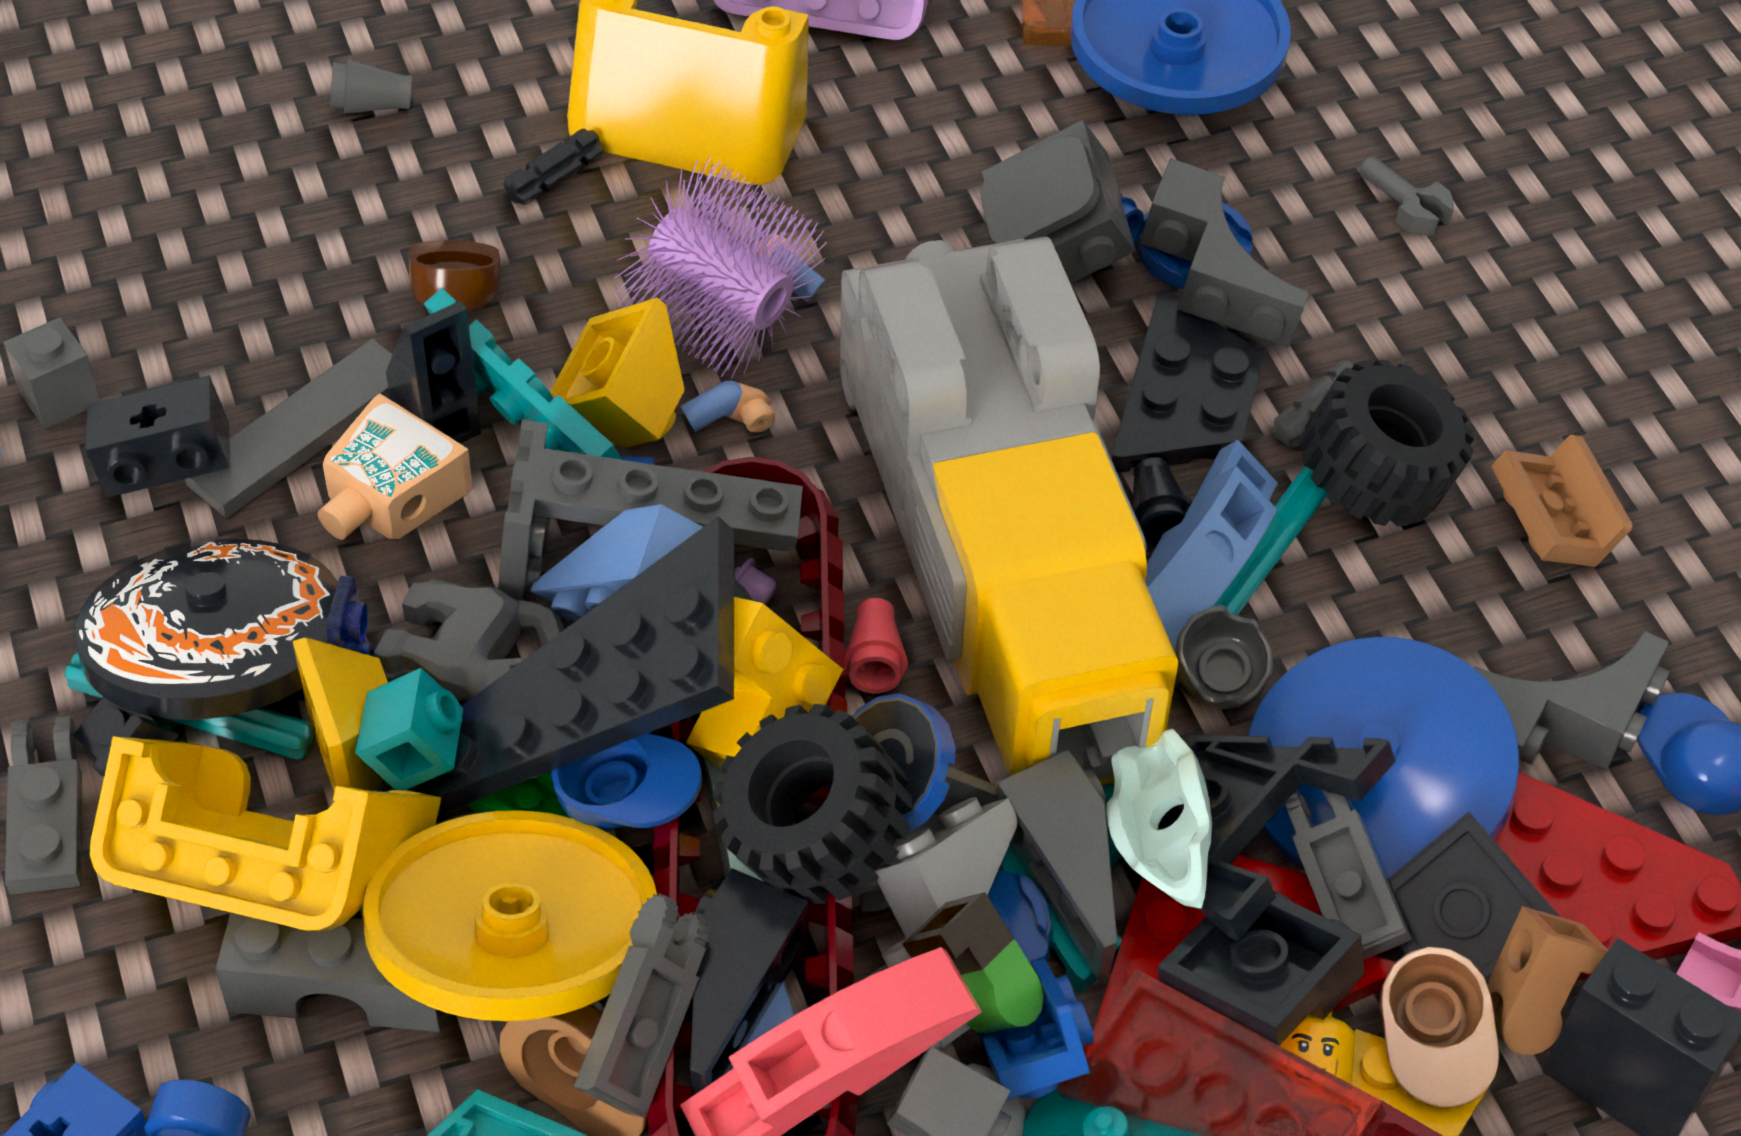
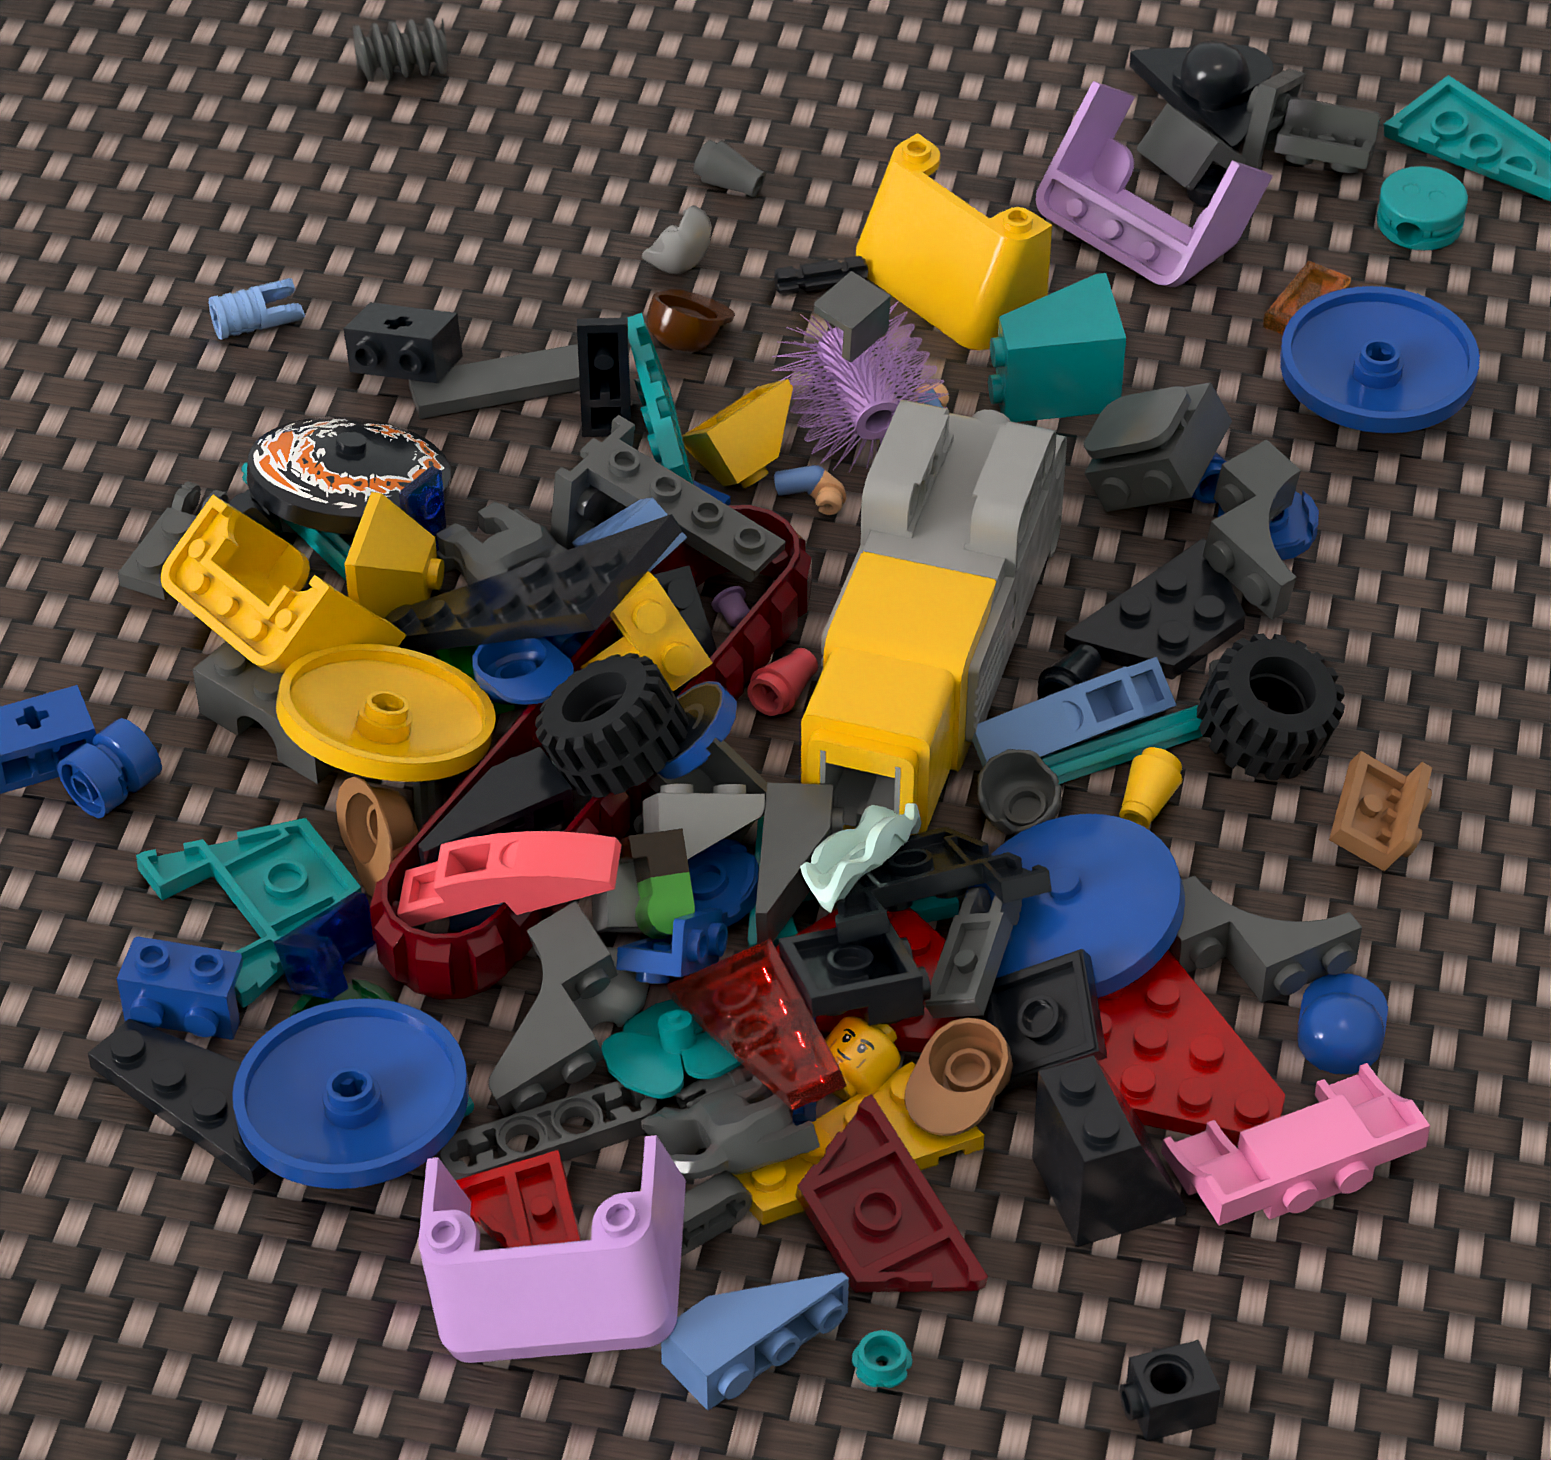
camera: 35 degrees right, 5 degrees down
(52, 372) = (367, 273): dark grey brick -> none
(385, 193) = (682, 246): none -> light grey hair
(391, 473) = (537, 429): light nougat torso -> none
(409, 730) = (411, 581): teal brick -> none
(645, 1007) = (414, 798): dark grey hinge -> none
(720, 186) = (858, 311): none -> dark grey panel
(890, 151) = (1059, 354): none -> teal slope
(1329, 586) = (1150, 785): none -> yellow cone
(1415, 203) = (1463, 567): dark grey bar -> none
(1537, 977) = (1021, 1101): medium nougat leg -> none

